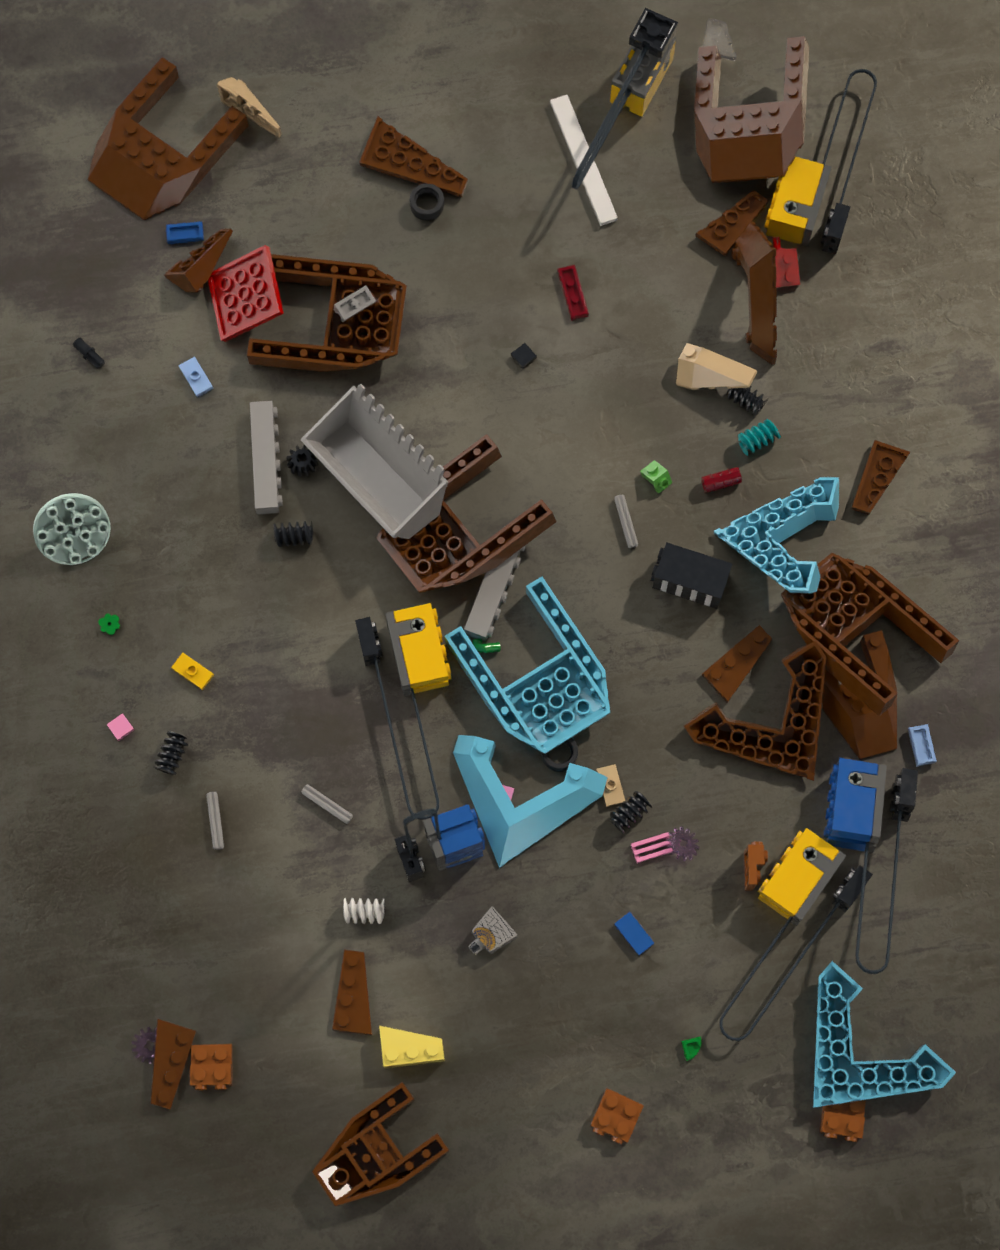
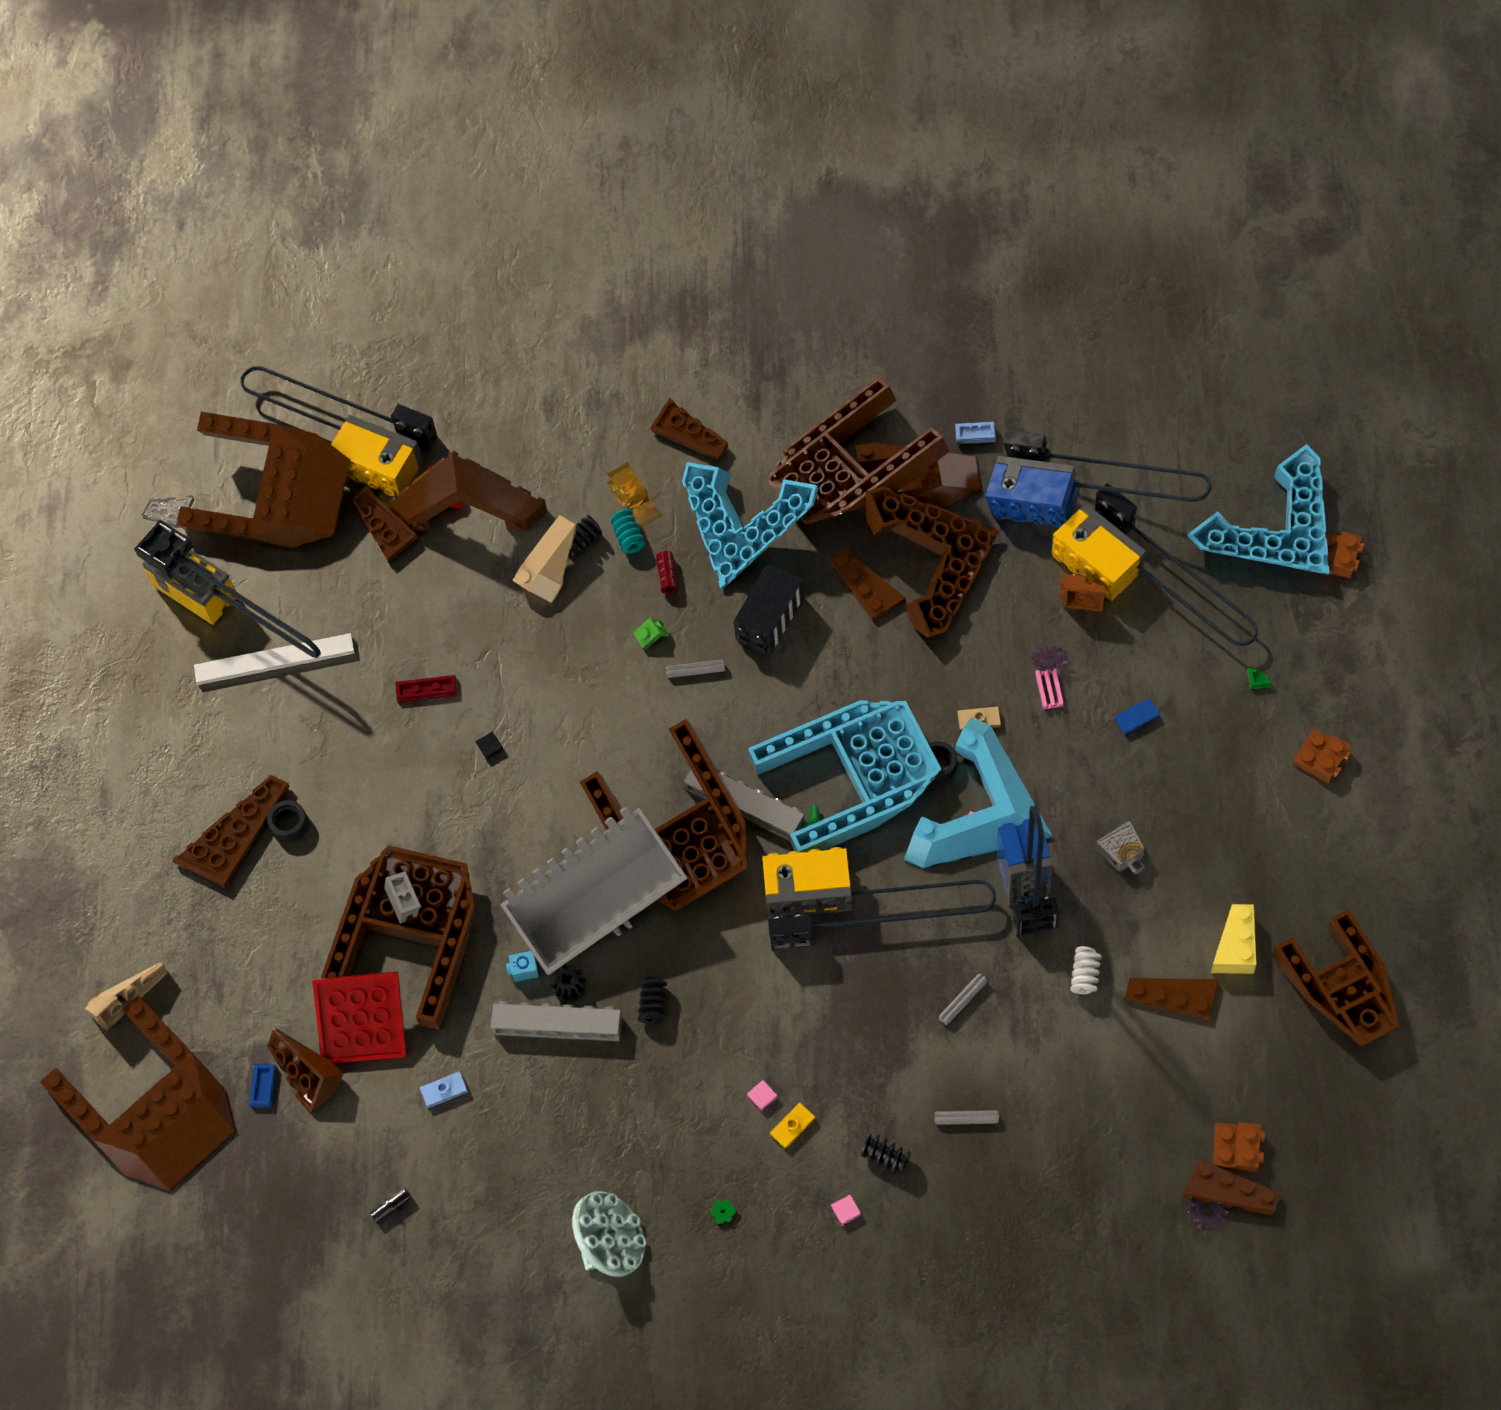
camera: 75 degrees left, 10 degrees down
(217, 641) = (762, 1095): none -> bright pink tile
(310, 416) = (522, 966): none -> medium azure brick
(629, 811) = (1009, 702): black piece -> none
(806, 430) = (627, 486): none -> clear yellow brick

